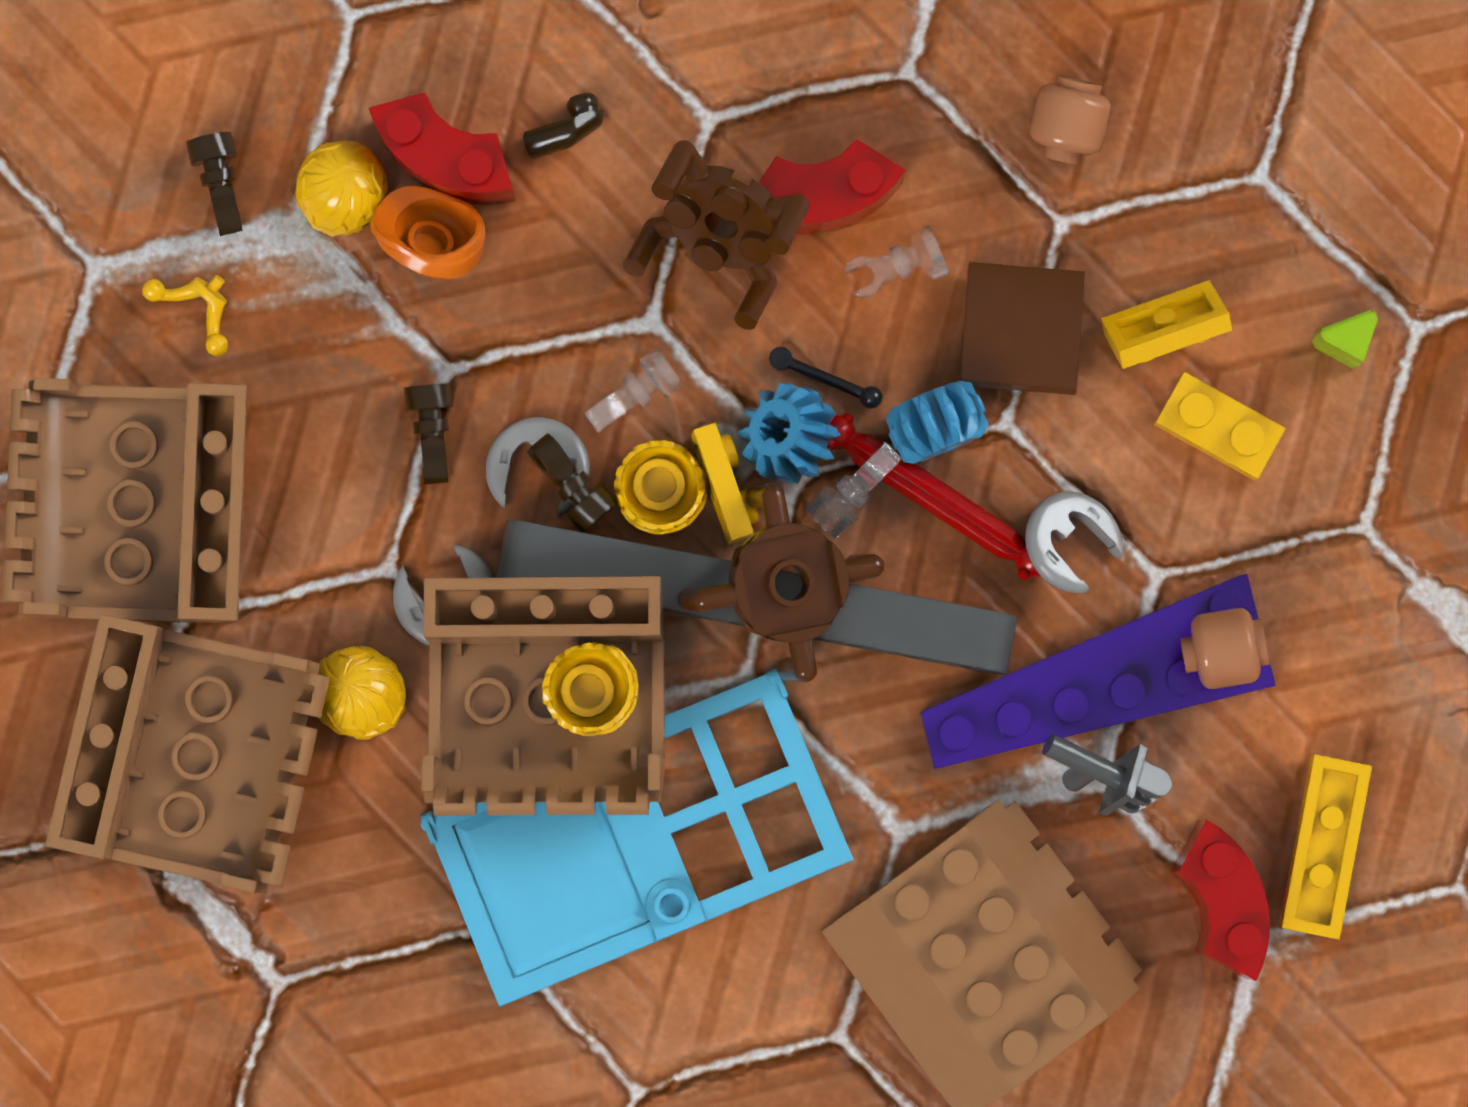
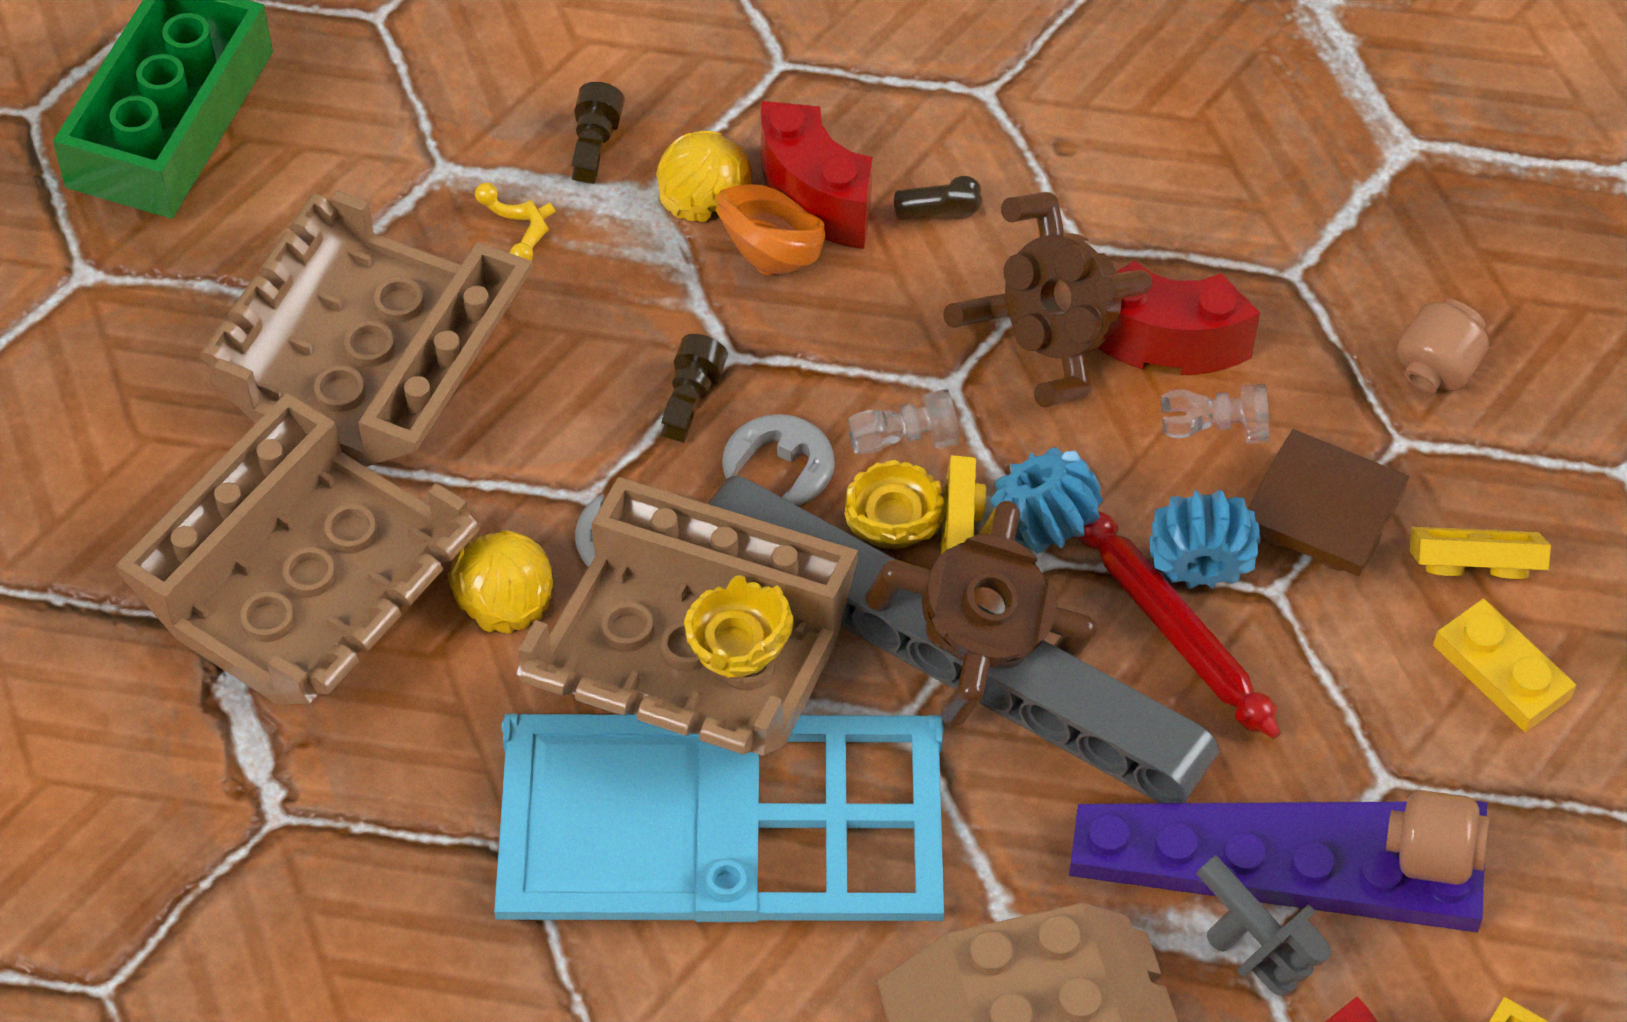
camera: 25 degrees right, 30 degrees down
(558, 467) = (812, 485): dark brown piece -> none
(781, 360) = (1141, 513): black hinge -> none
(835, 508) = (1119, 558): clear piece -> none
(1053, 520) = (1298, 680): light grey head -> none

